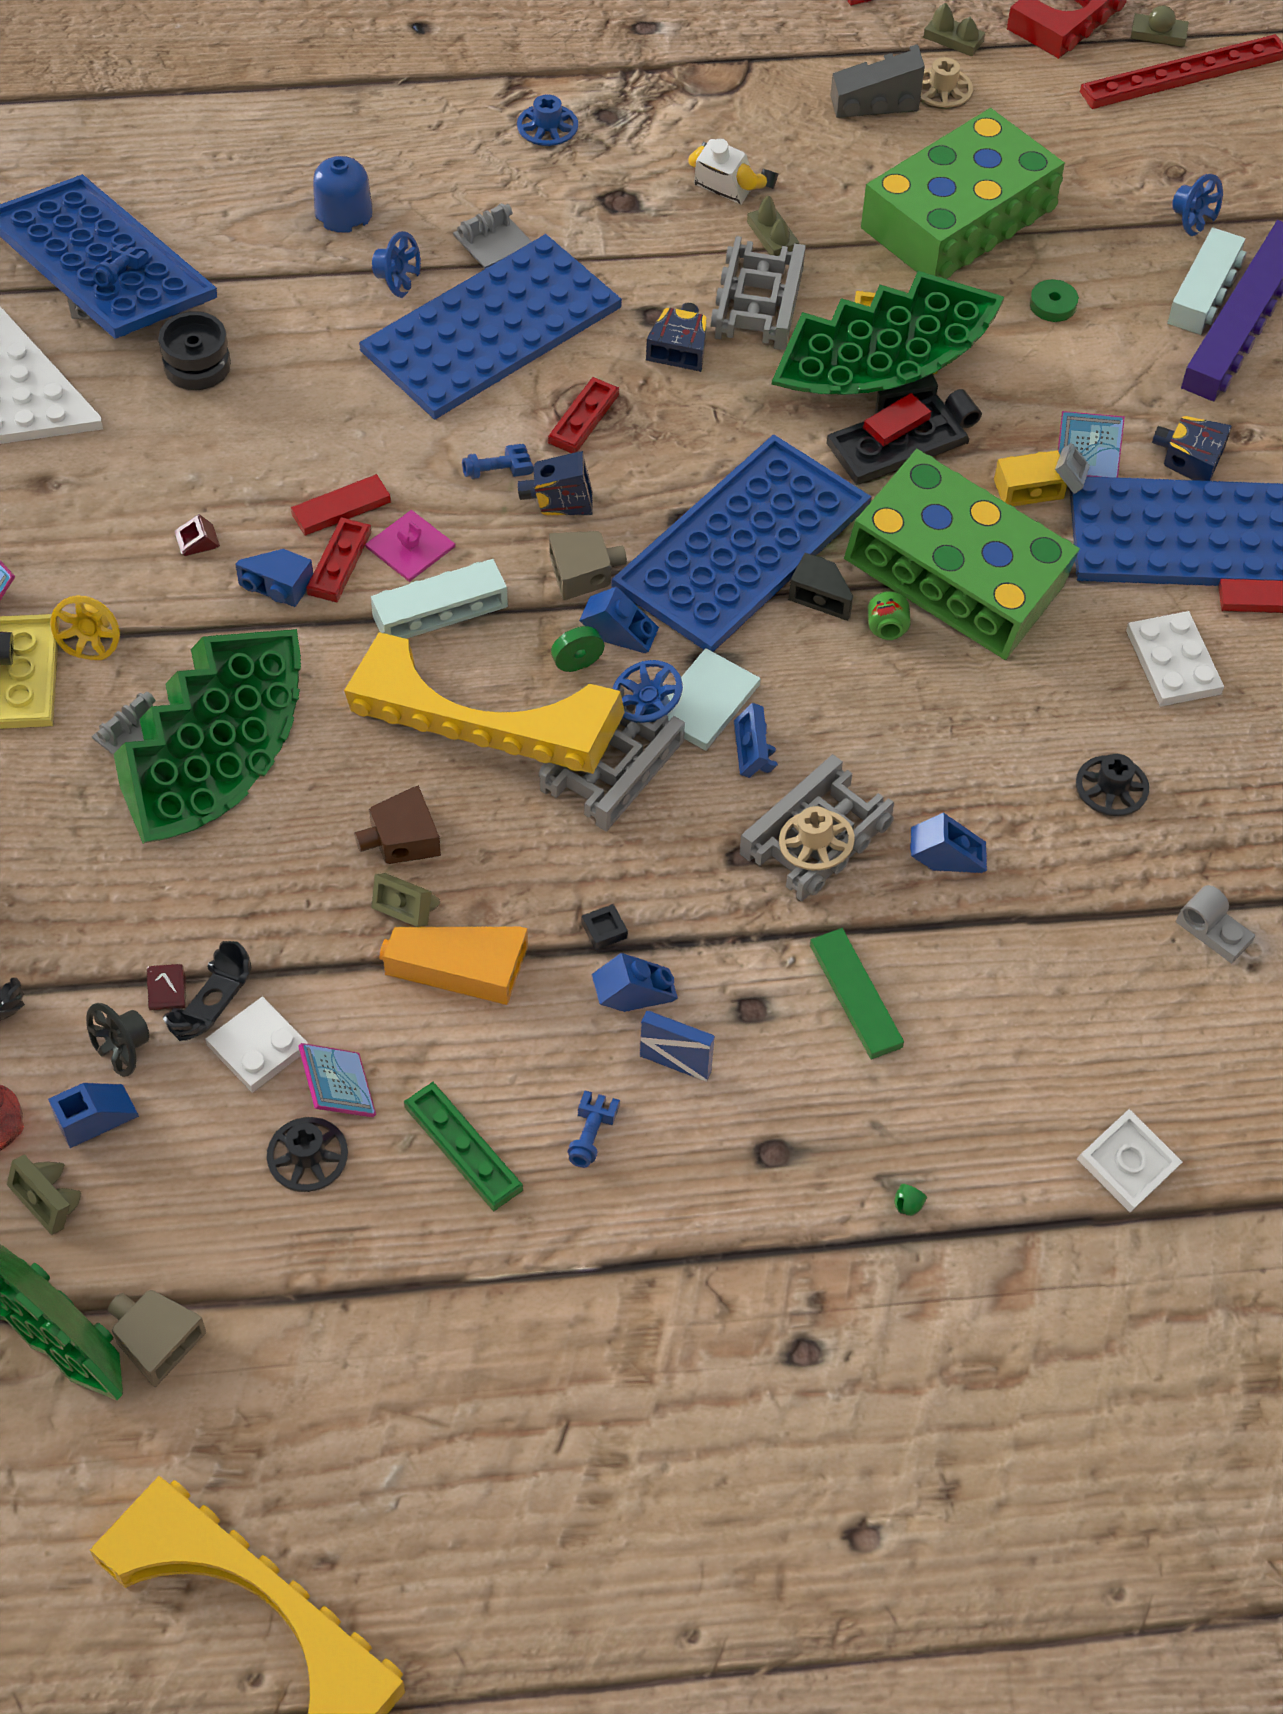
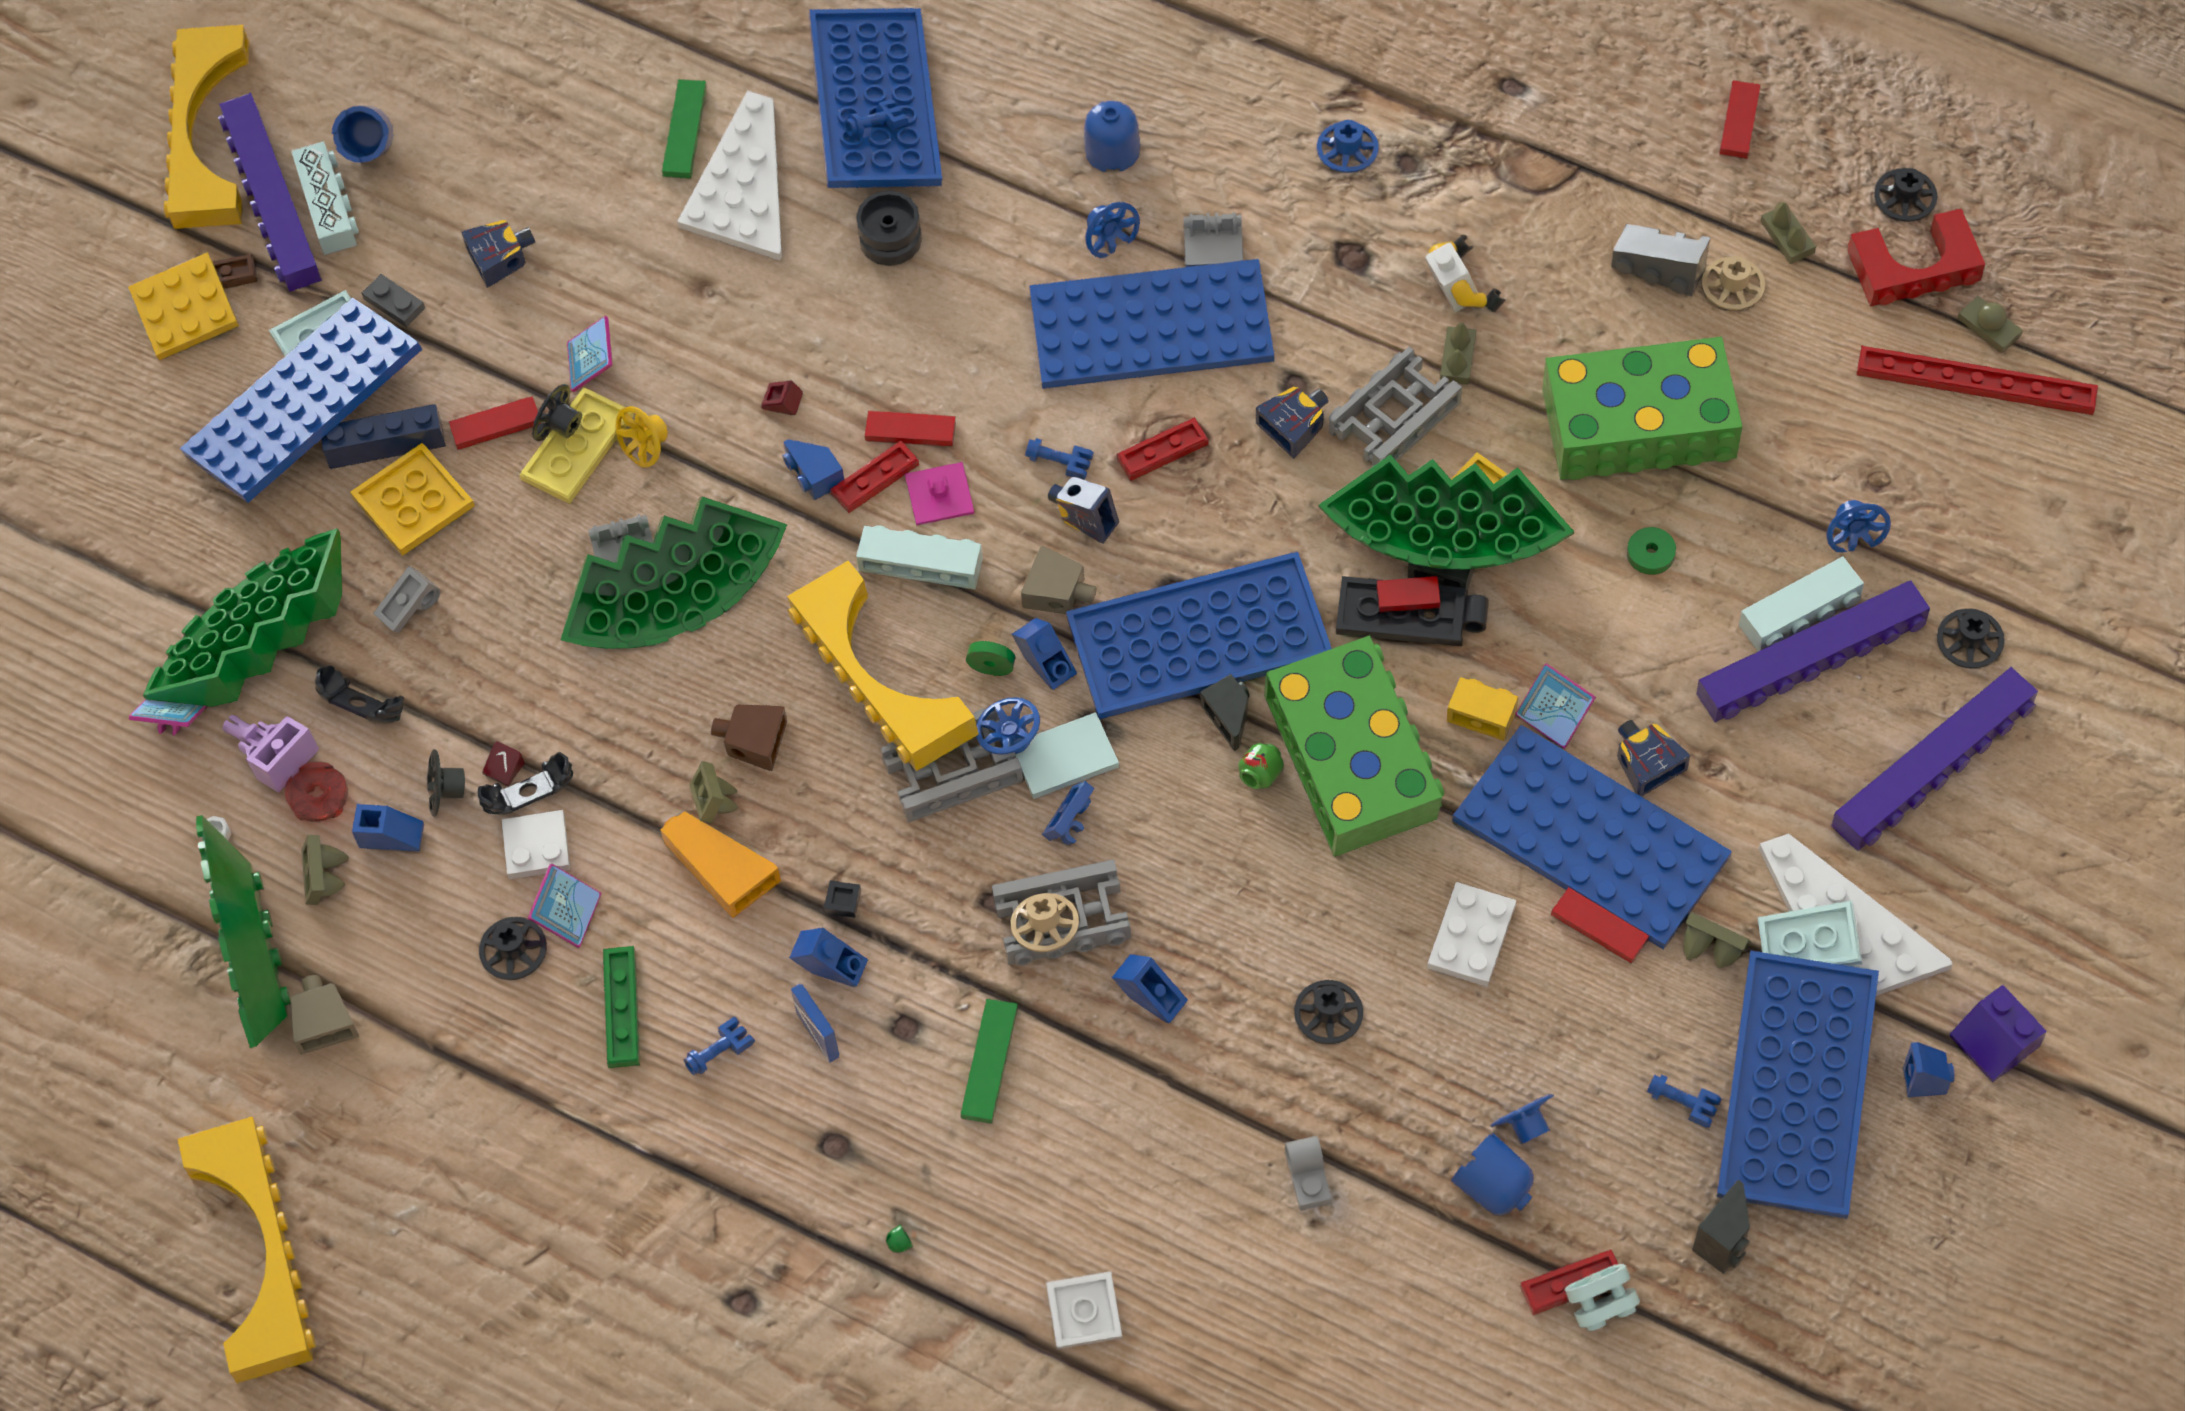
camera: 40 degrees right, 5 degrees up
(1072, 468) = (1515, 719): light grey tile -> none

